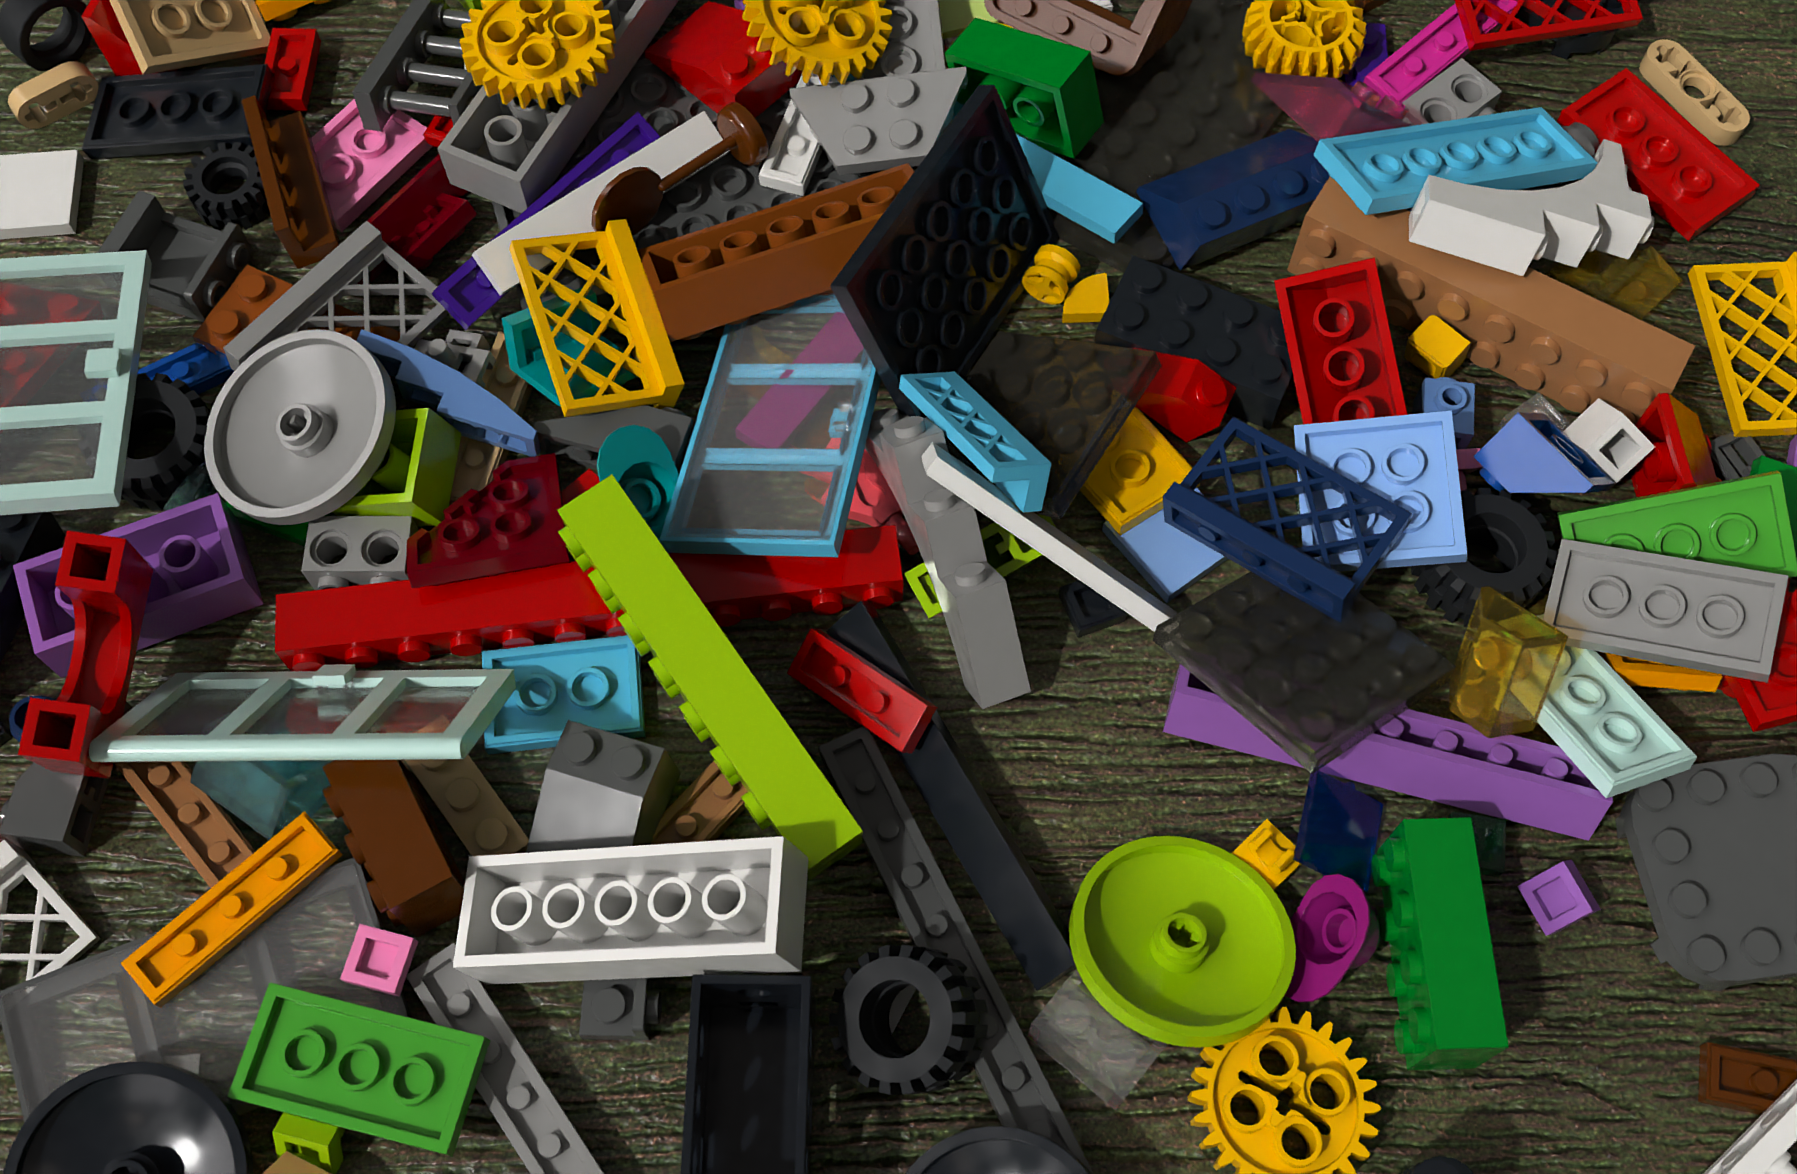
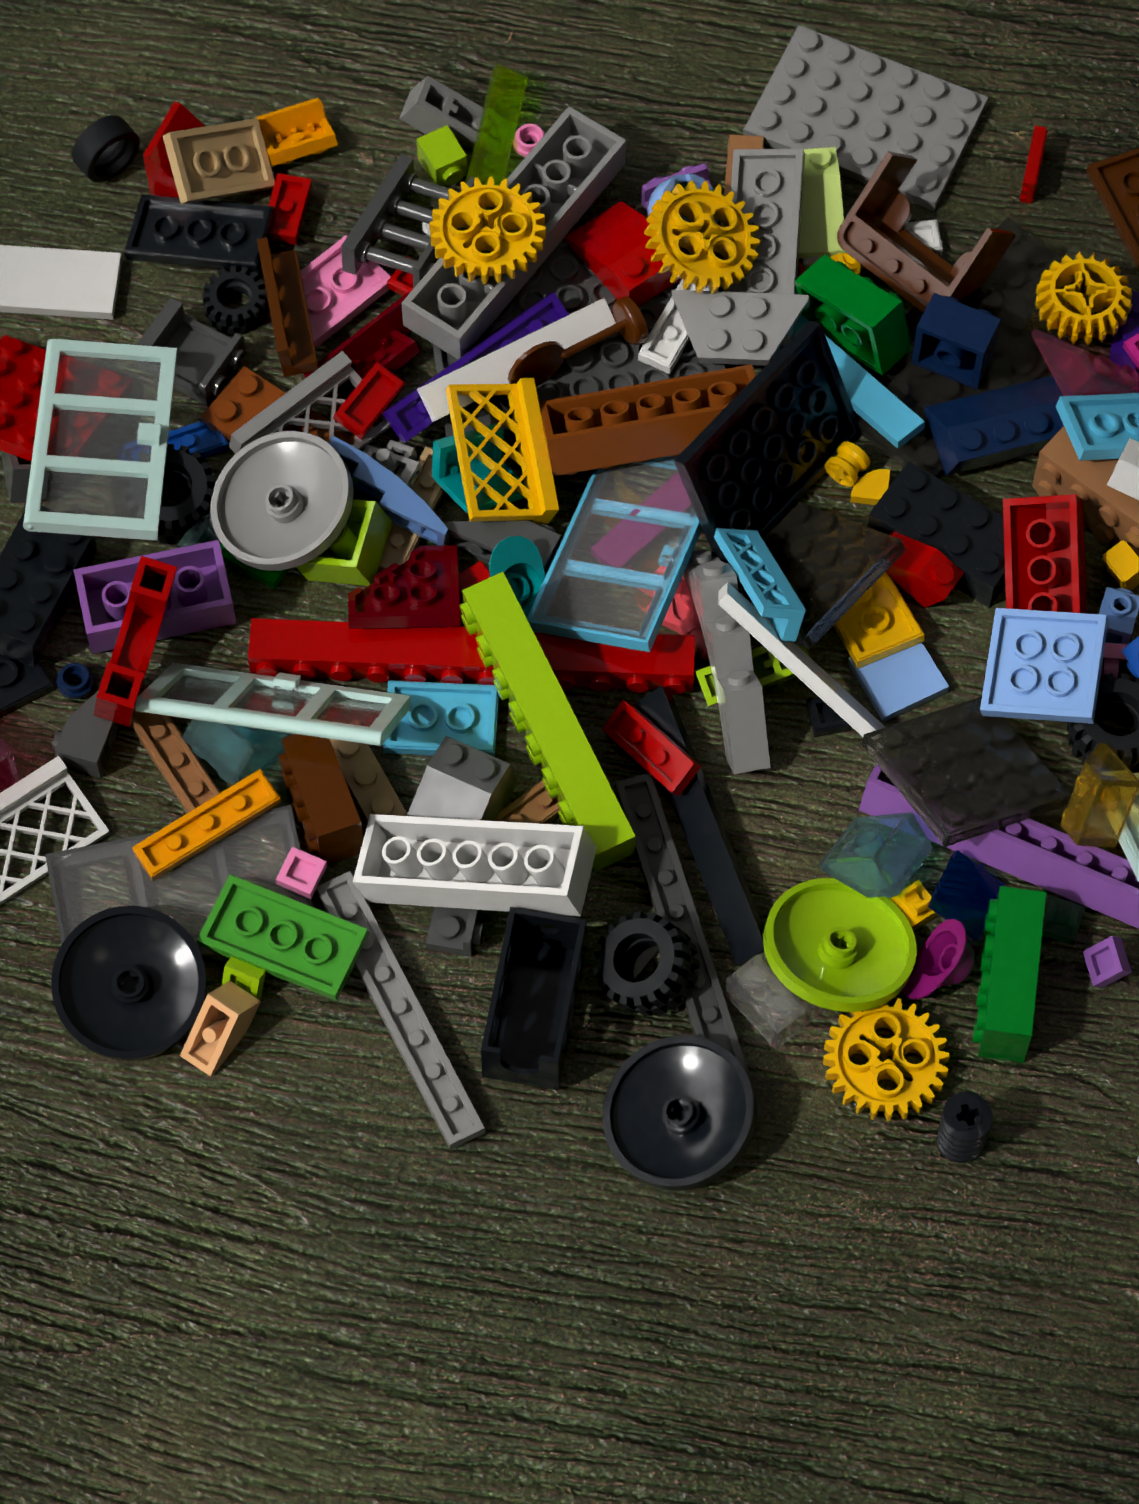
camera: 10 degrees right, 0 degrees up
(53, 95) = (105, 204): tan beam -> none
(365, 543) = (314, 590): light grey brick -> none
(410, 281) = (369, 400): none -> red tile
(1161, 98) = (955, 340): none -> dark blue brick
(1205, 793) = (878, 854): none -> clear light blue slope
(1269, 555) = (954, 697): dark blue fence -> none

